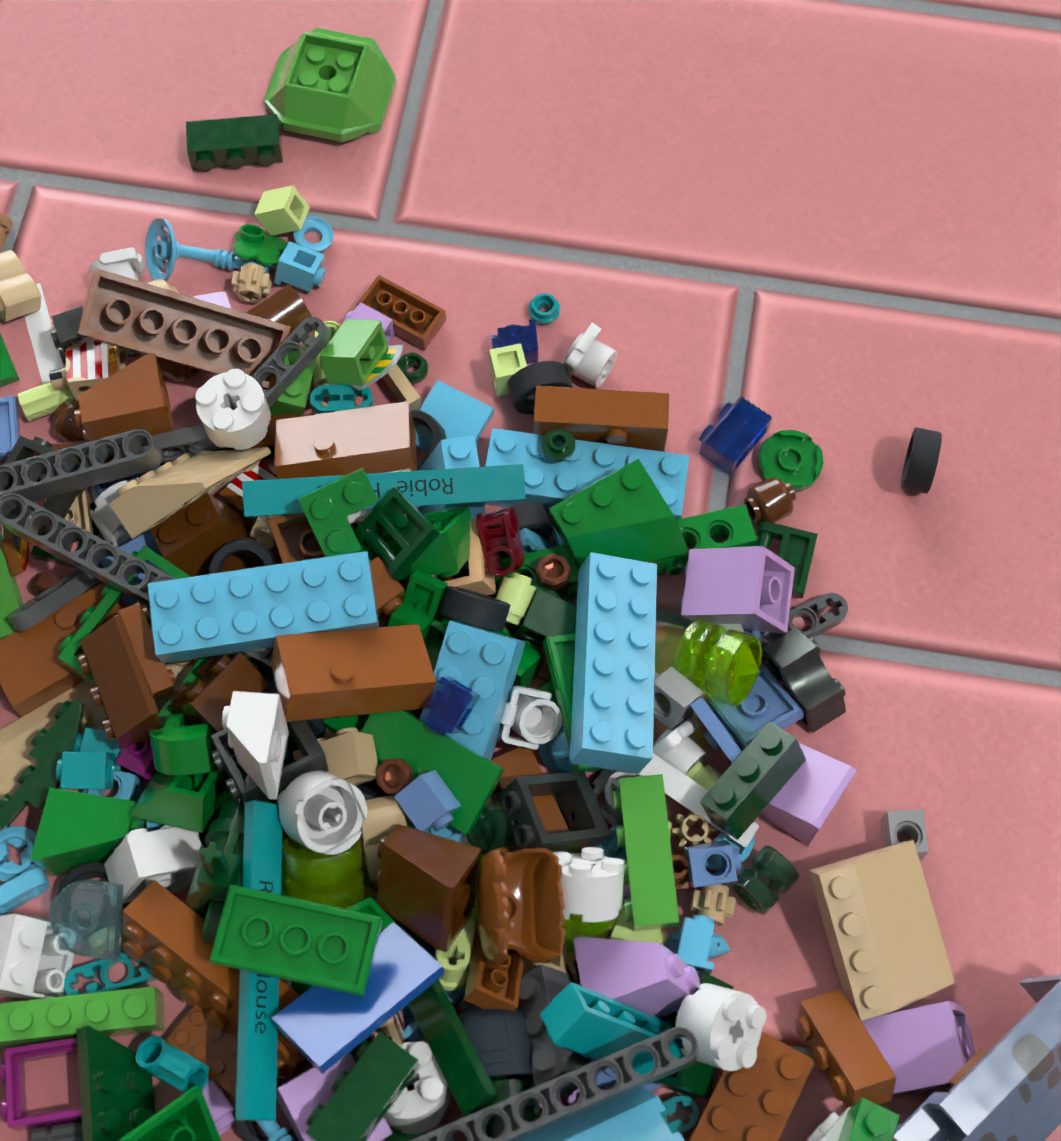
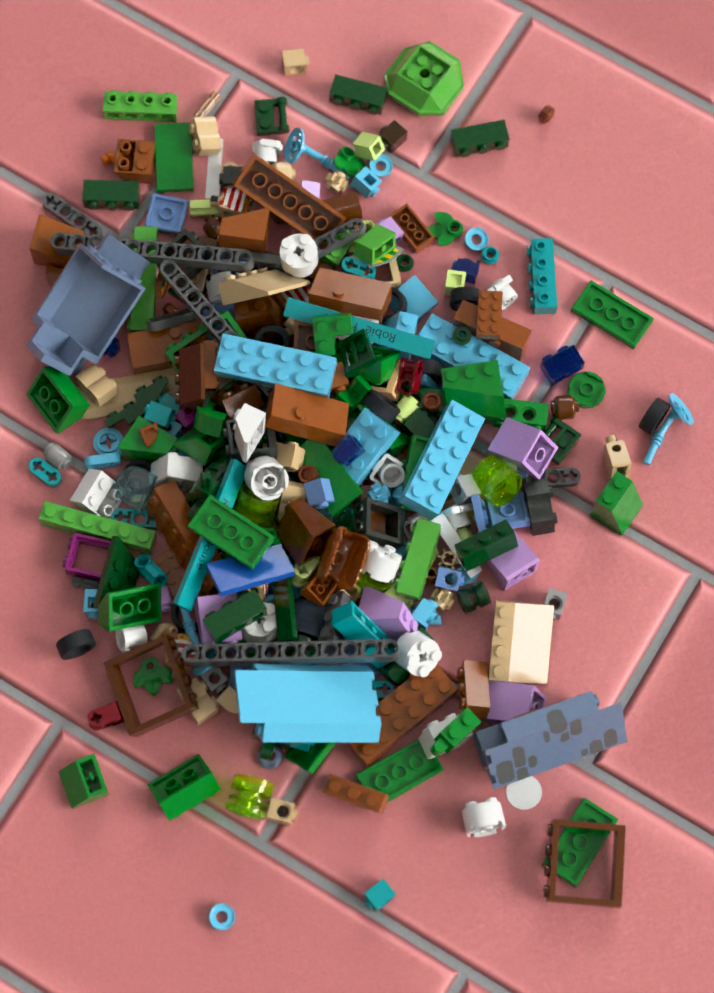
camera: 20 degrees right, 5 degrees up
(80, 813) = (149, 434): none -> dark orange tile
(97, 226) = (265, 116): none -> dark green plate
(114, 128) = (295, 61): none -> tan brick
(316, 183) = (393, 136): none -> dark brown brick
(452, 294) = (442, 229): none -> green plate
(453, 141) = (480, 138): none -> dark green brick
(515, 281) = (478, 232): none -> medium azure piece
(530, 760) = (379, 492): none -> medium azure gear
(540, 73) = (546, 114): none -> copper tile
(591, 393) = (489, 315): none -> dark orange piece
(642, 310) = (542, 276): none -> teal brick
(776, 331) = (612, 314): none -> green tile
(895, 553) = (616, 457): none -> tan torso
(929, 623) = (617, 504): none -> green slope
(939, 499) = (678, 411): none -> medium azure dish

